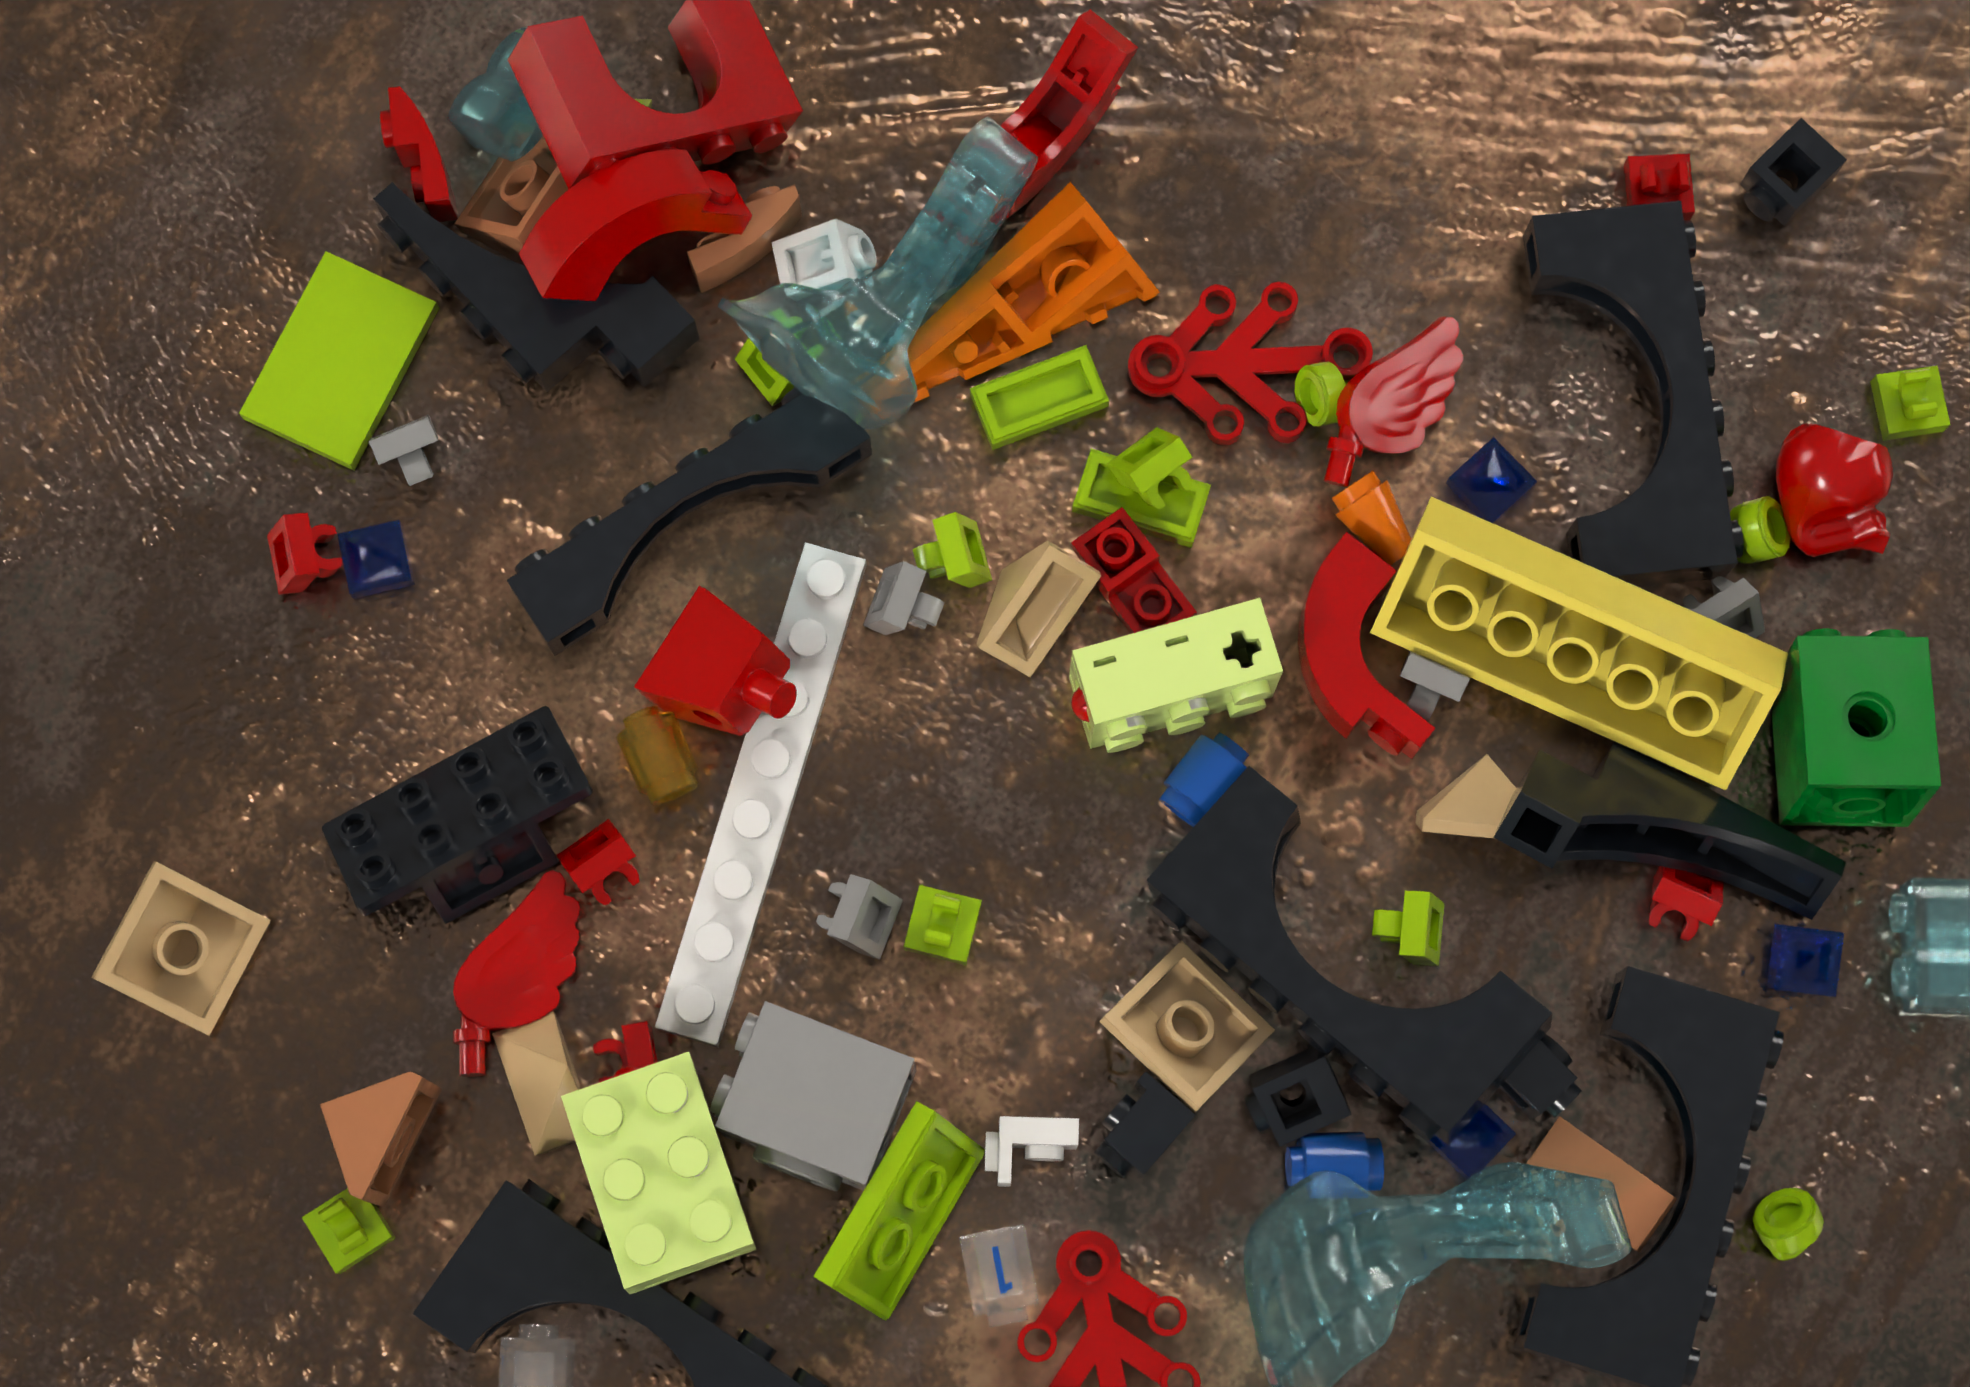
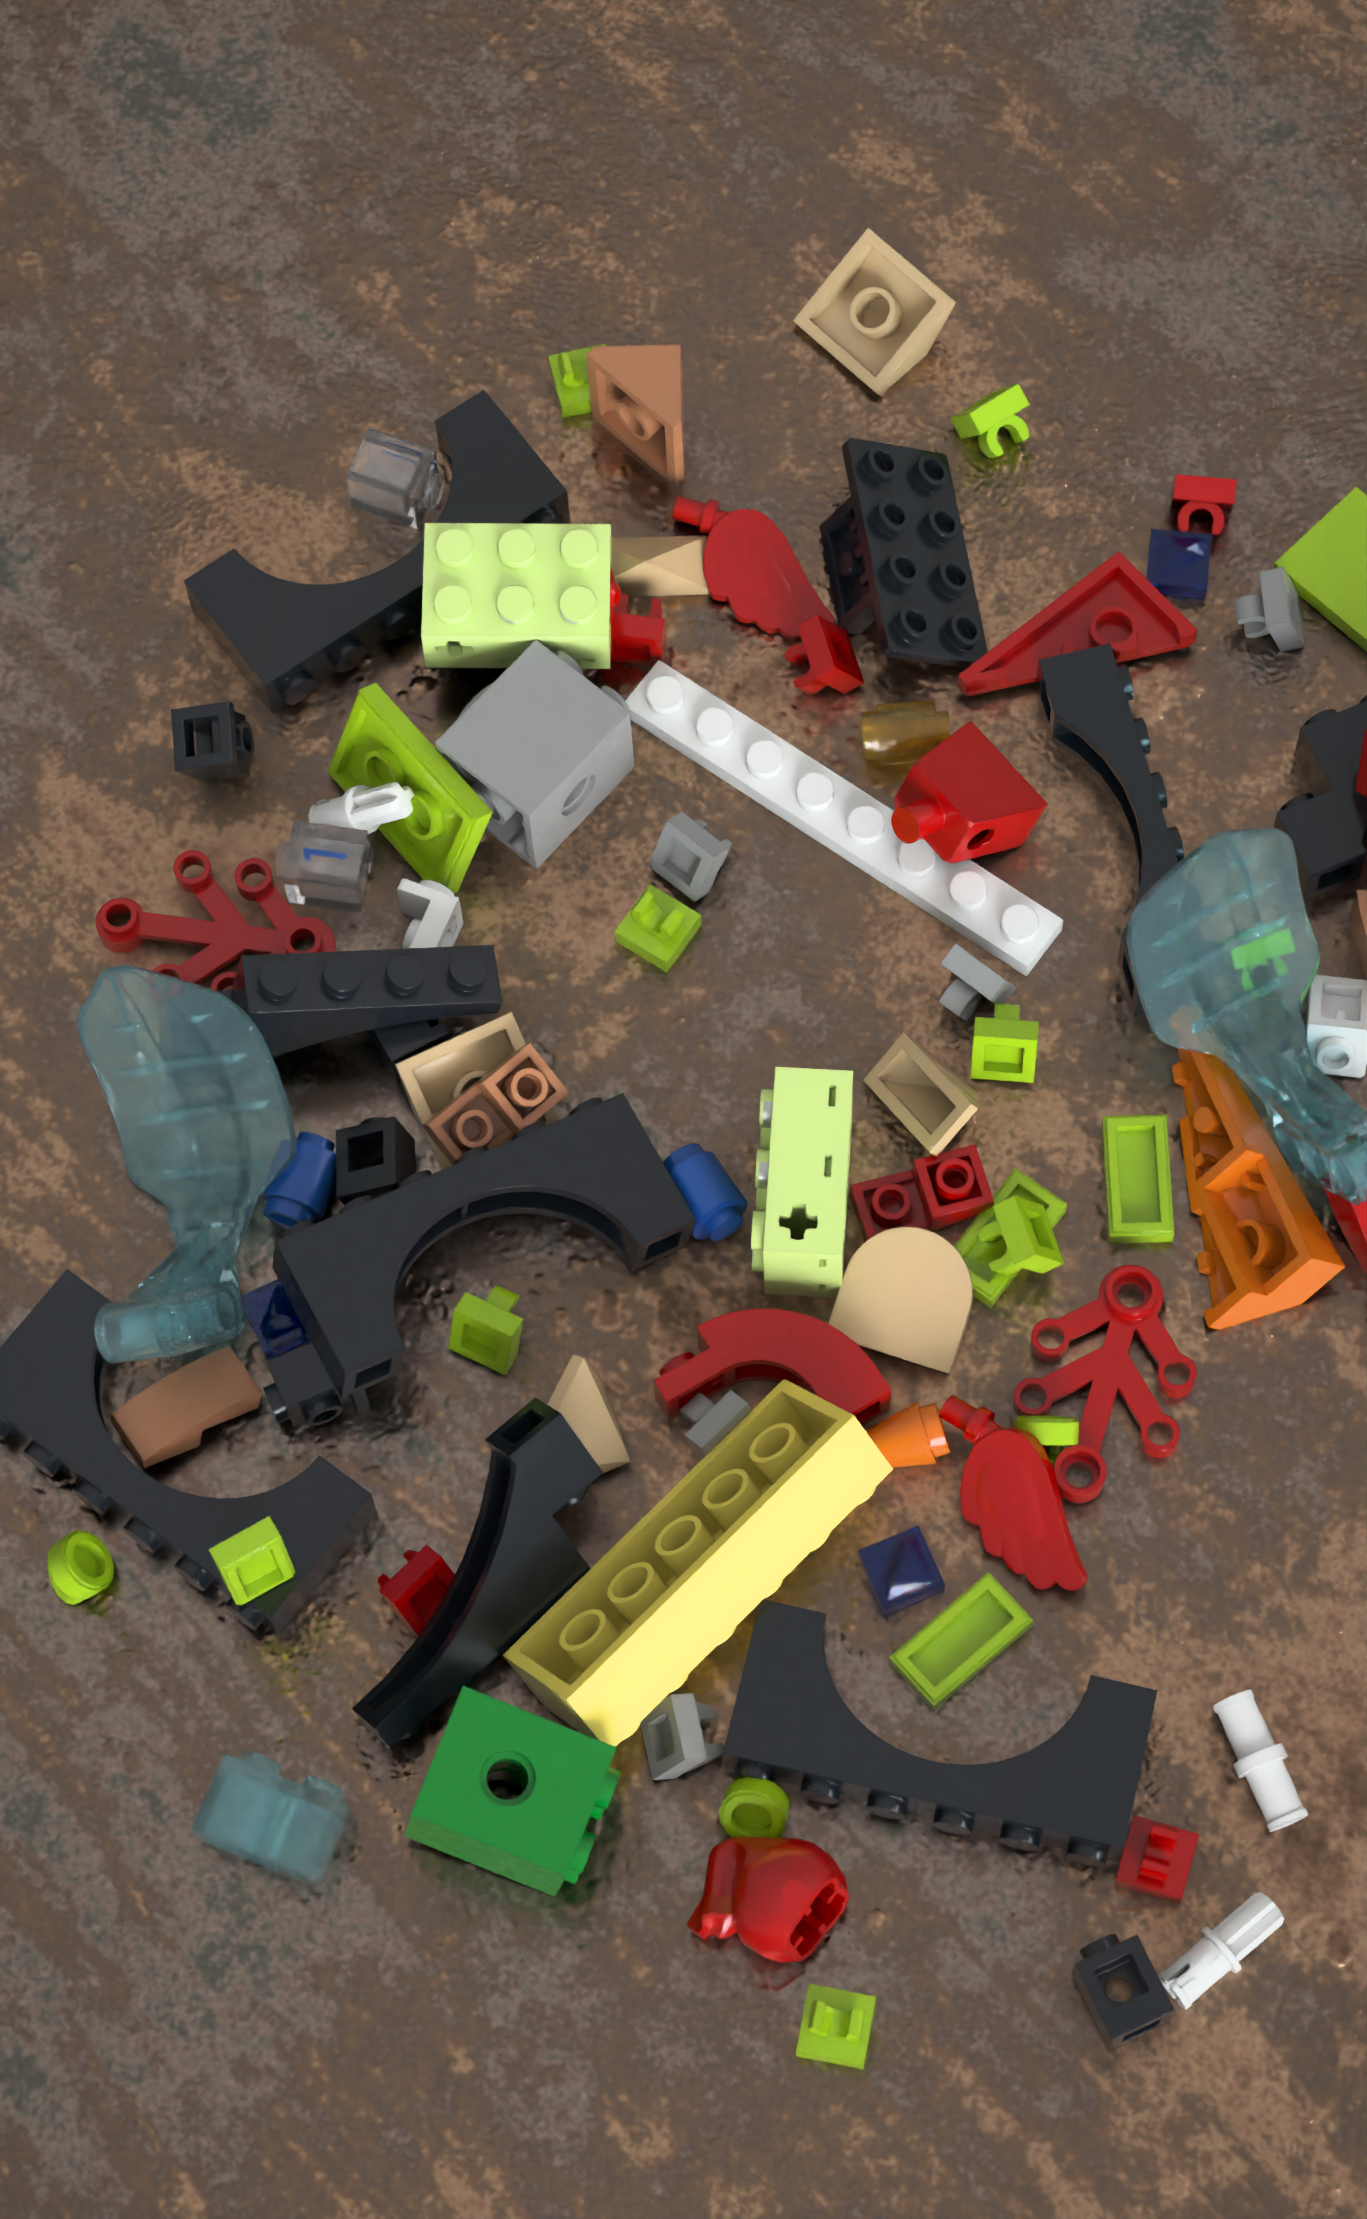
camera: 115 degrees right, 10 degrees down
(267, 790) = (991, 414): none -> lime tile
(471, 611) = (1103, 608): none -> red wing
(935, 1254) = (364, 807): none -> white axle
(1160, 1194) = (341, 993): none -> black arch
(1187, 994) = (497, 1105): none -> nougat slope
(1240, 552) = (906, 1297): none -> tan tile
(1534, 411) = (960, 1641): none -> lime tile
(1543, 126) = (1260, 1760): none -> white pin
(1716, 108) = (1221, 1949): none -> white axle
(1764, 1027) = (253, 1561): none -> lime tile
(1805, 960) = (315, 1683): clear blue tile -> none

